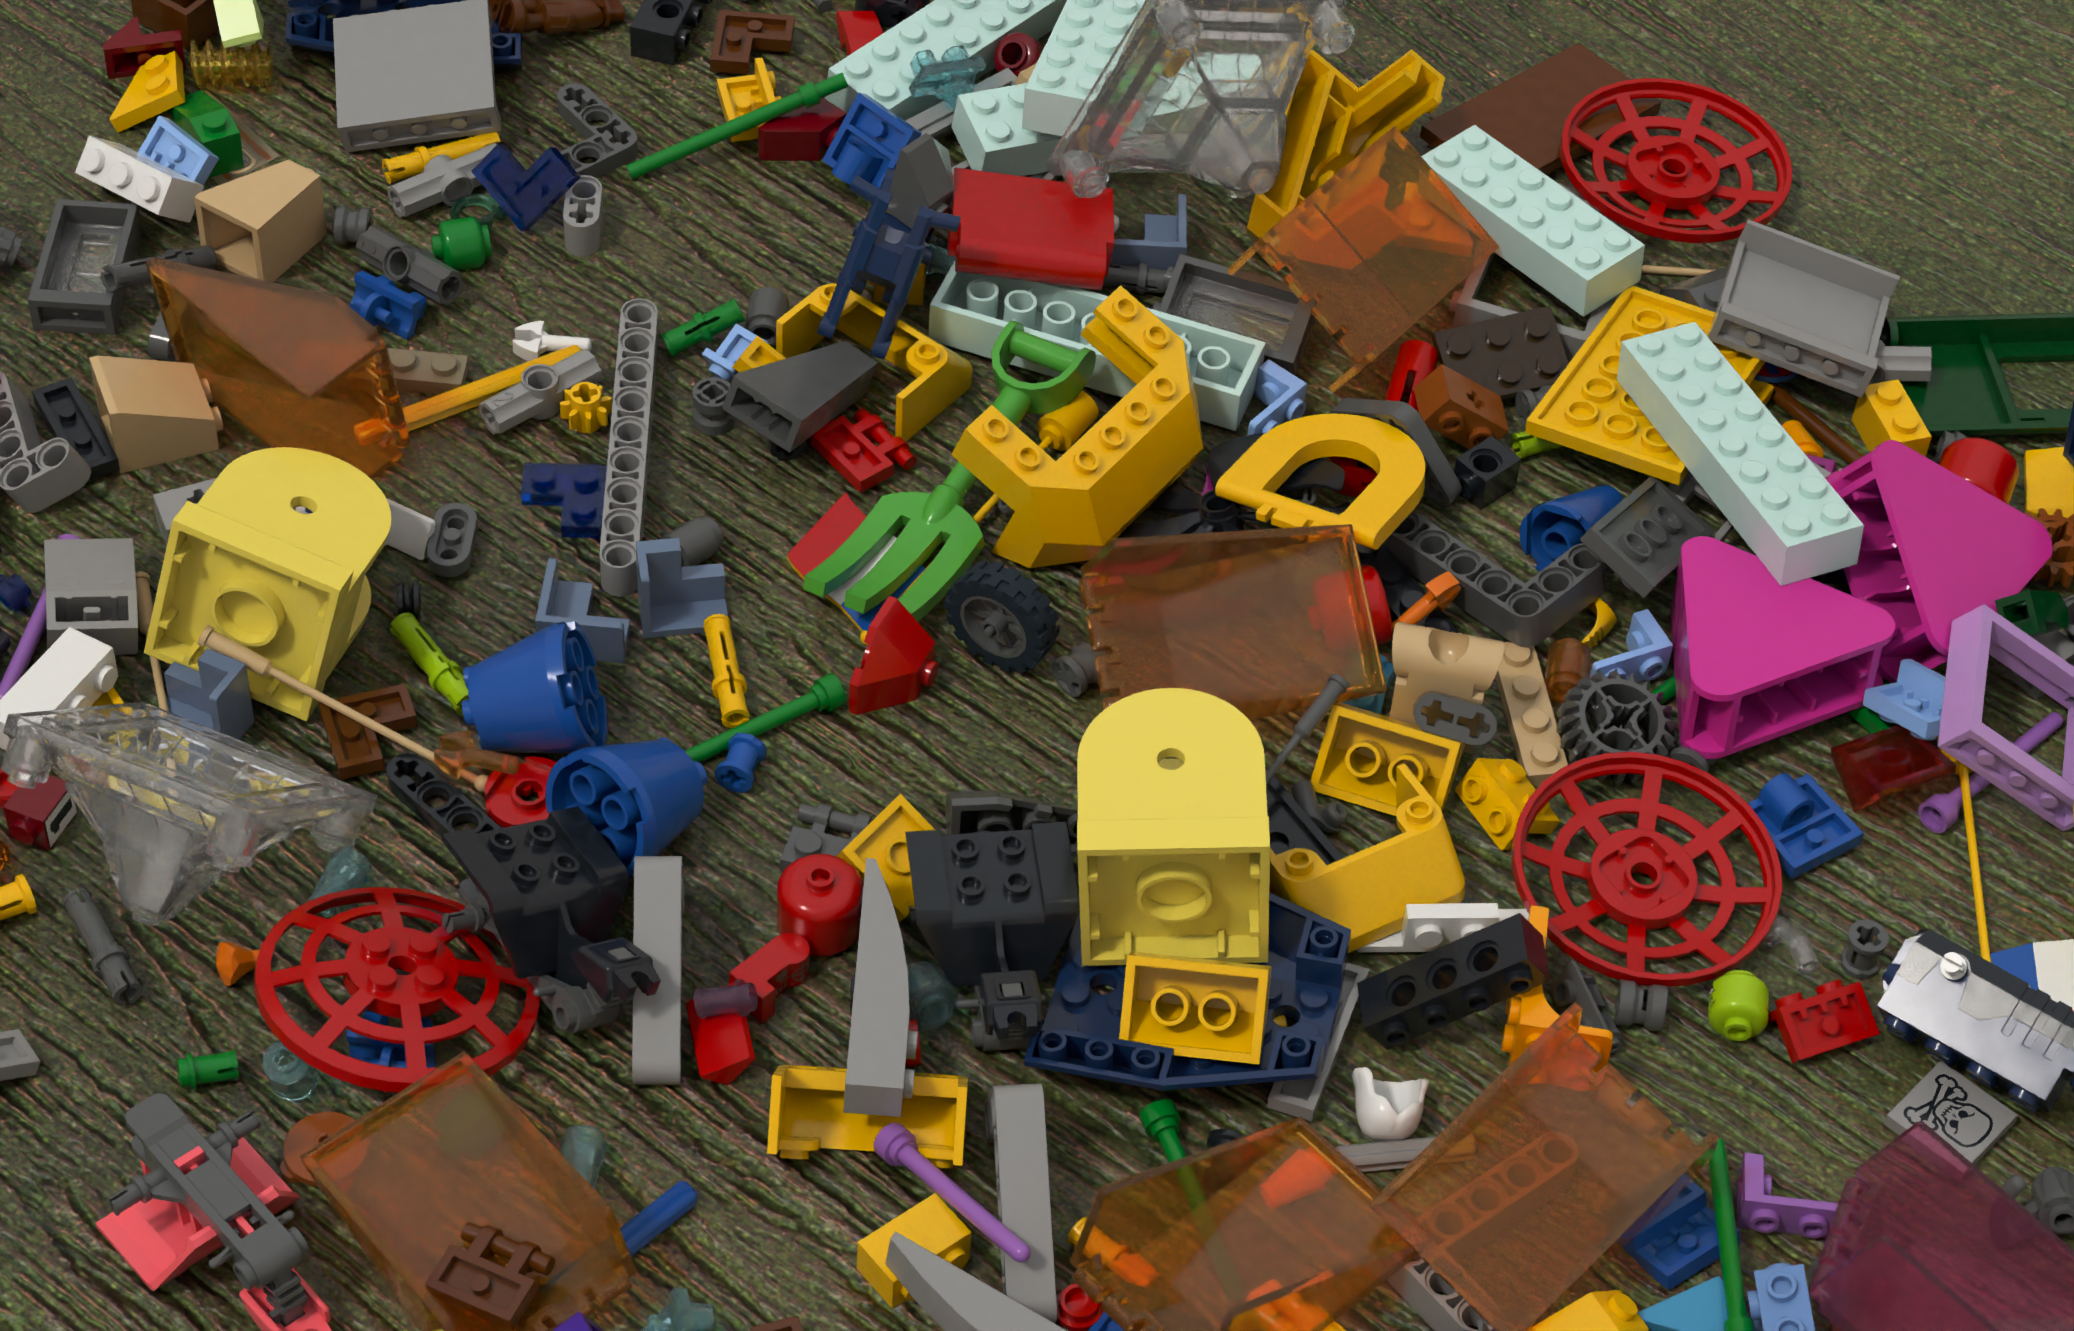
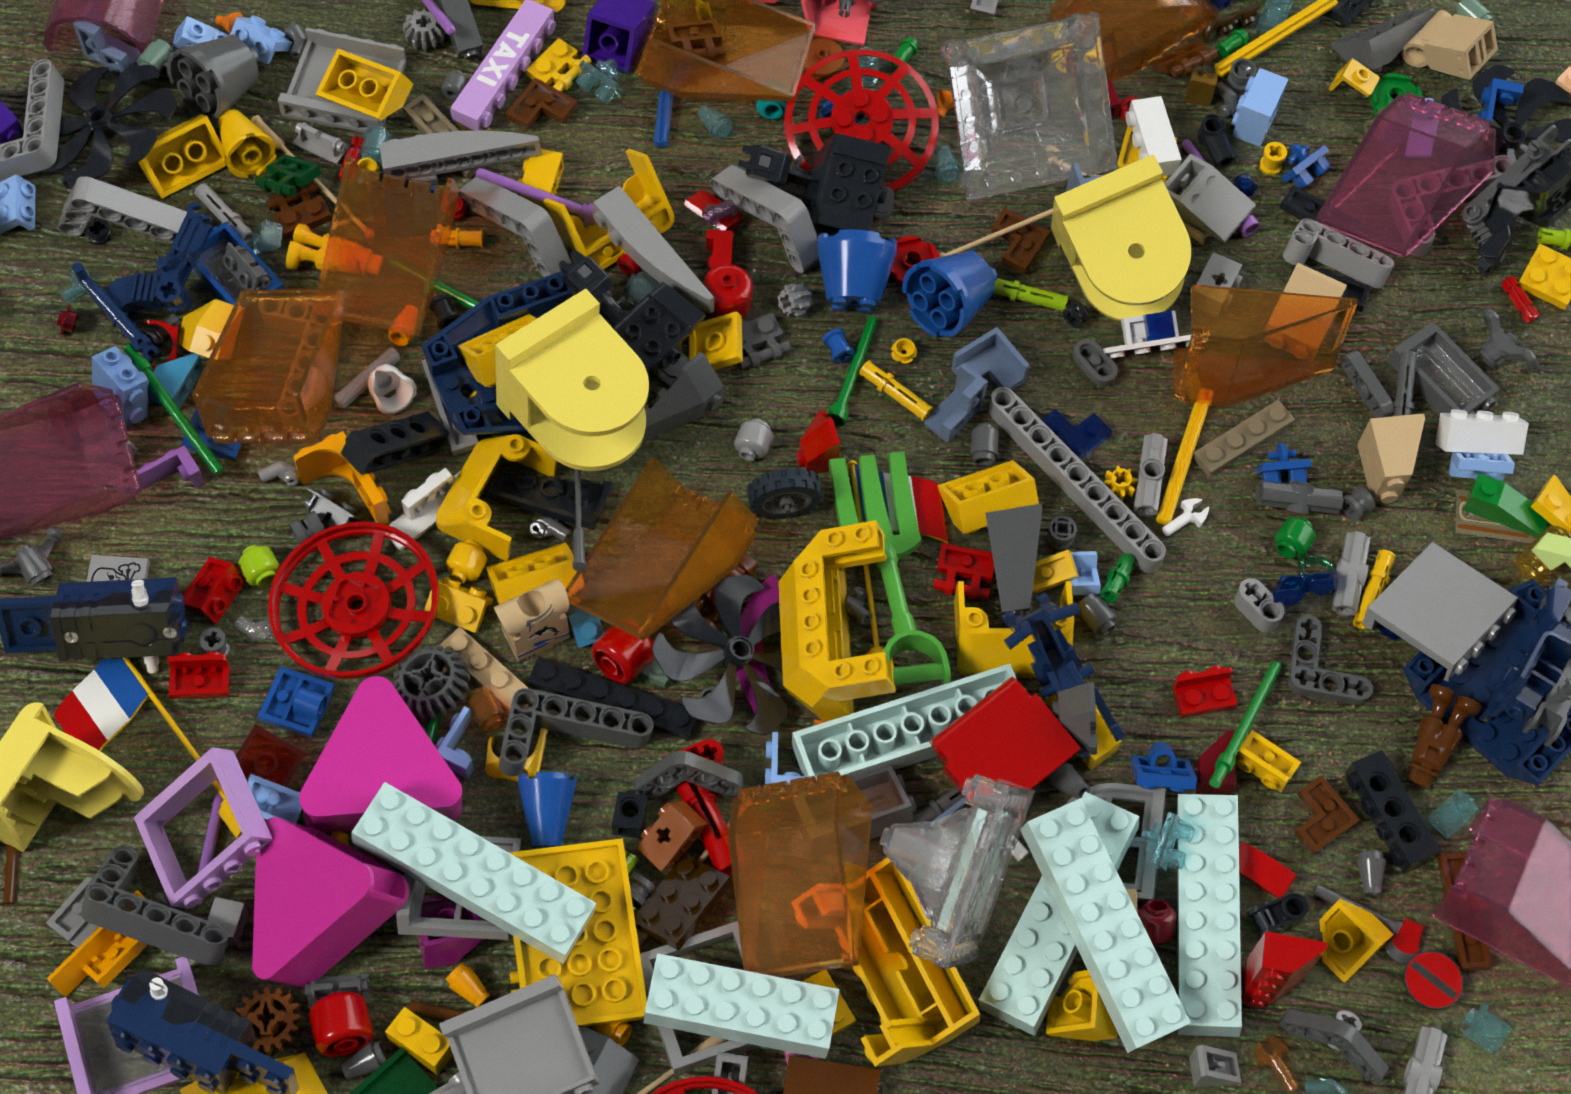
camera: 140 degrees right, 15 degrees up
(430, 784) = (938, 226): black beam -> none
(467, 755) = (955, 240): clear orange bar -> none
(663, 706) = (903, 345): none -> yellow plate
(735, 195) = (1204, 692): none -> red bracket
(738, 844) = (795, 300): none -> light grey gear
(750, 491) = (987, 491): none -> yellow slope
(963, 731) = (753, 440): none -> light grey head
(1291, 444) = (645, 702): yellow piece -> none
(1439, 594) = (584, 679): orange bar -> none
(1451, 728) = (504, 594): dark grey beam -> none
(1469, 833) = (466, 561): none -> yellow head
(1644, 536) = (493, 792): dark grey plate -> none
(1904, 917) = (199, 676): none -> red bracket
(2035, 611) = (235, 900): dark green leg -> none

